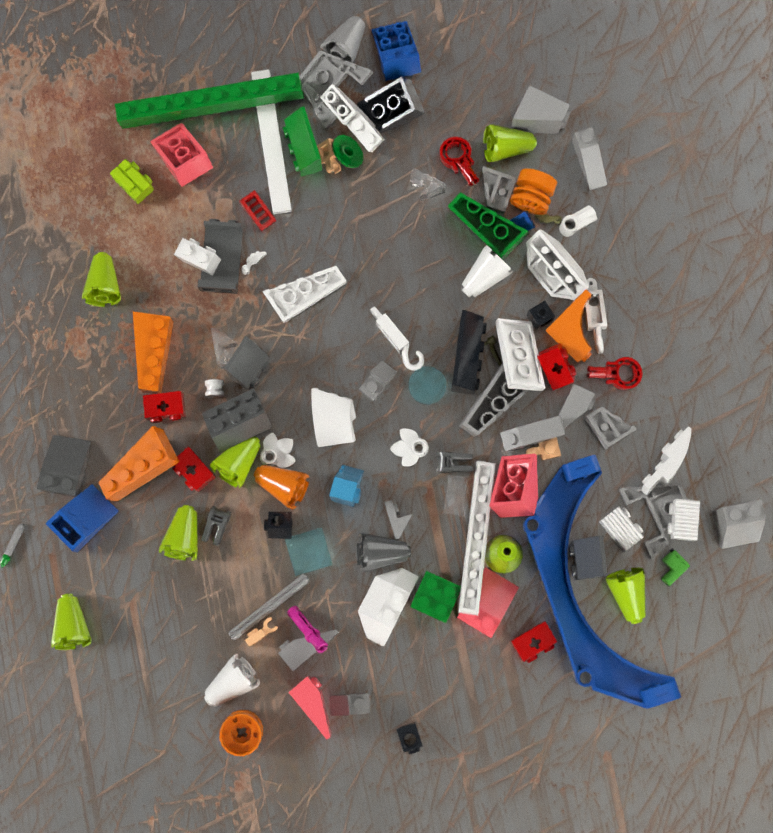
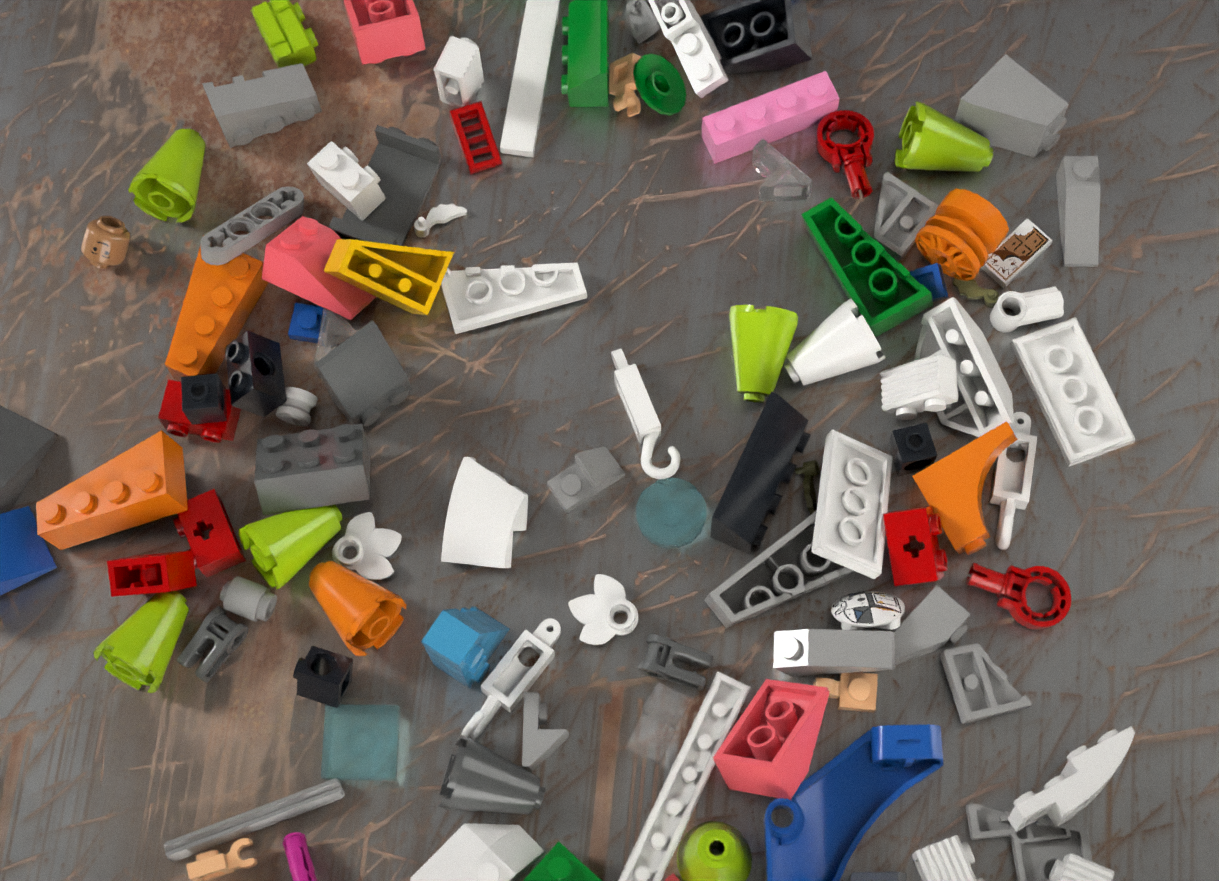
camera: 20 degrees right, 10 degrees down
(79, 329) = (105, 242): none -> medium nougat head
(136, 226) = (263, 103): none -> light grey wedge
(153, 296) = (223, 245): none -> light grey beam
(167, 401) = (204, 399): none -> black brick
(173, 500) = (151, 573): none -> red brick
(187, 378) = (255, 374): none -> black brick
(202, 310) = (297, 264): none -> coral slope
(203, 340) = (305, 323): none -> blue plate
(225, 497) = (248, 599): none -> light grey brick
(238, 177) = (459, 72): none -> white brick
(241, 301) = (391, 272): none -> yellow wedge
(375, 496) = (511, 679): none -> white piece
(412, 153) = (769, 117): none -> bright pink brick
(447, 285) = (760, 347): none -> lime cone
(535, 281) = (919, 386): none -> white brick
(543, 406) = (868, 610): none -> white dish
(564, 191) = (1016, 253): none -> tile
(612, 258) = (1072, 391): none -> white tile

